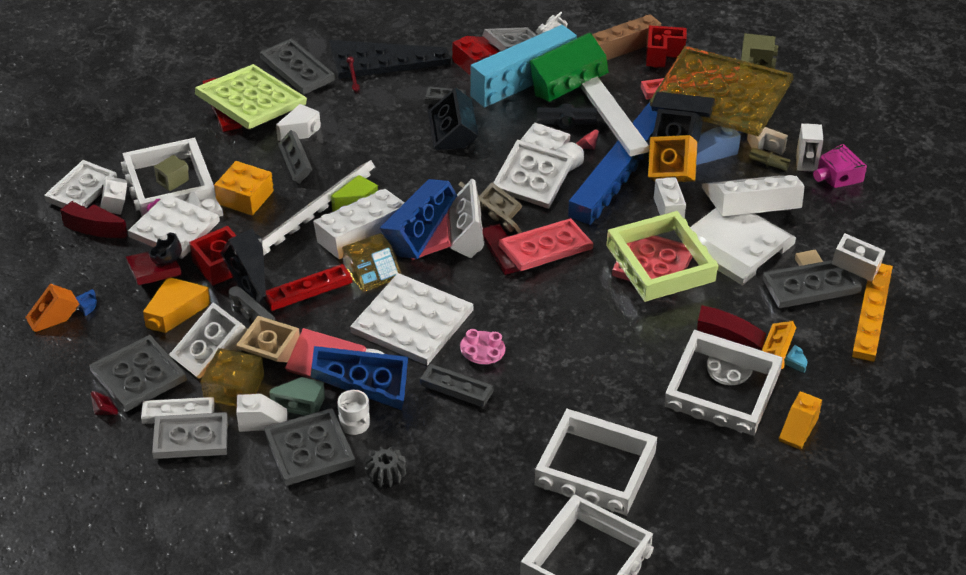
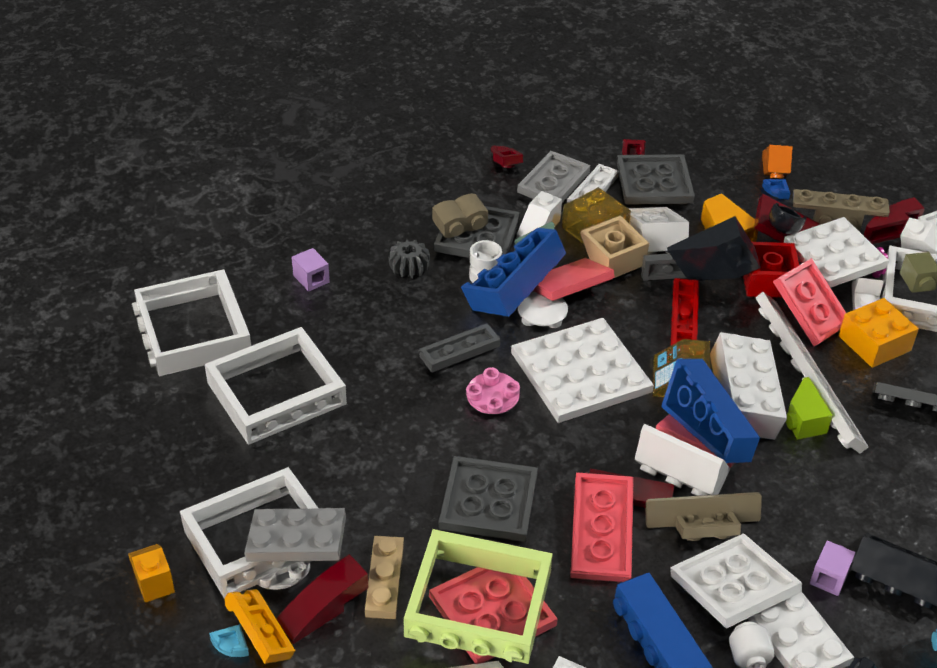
camera: 125 degrees right, 0 degrees up
(104, 242) = (833, 206): none -> dark tan bracket
(179, 484) = (506, 156): none -> dark red plate
(244, 219) = (811, 301): none -> coral tile
(314, 448) = (460, 215): none -> dark tan brick
(456, 520) = (310, 269): none -> lavender brick
(480, 146) = (832, 568): none -> lavender brick
(577, 302) = (488, 498): none -> dark grey plate
(677, 321) = (384, 577): none -> tan plate
(719, 338) = (296, 535): none -> light grey plate

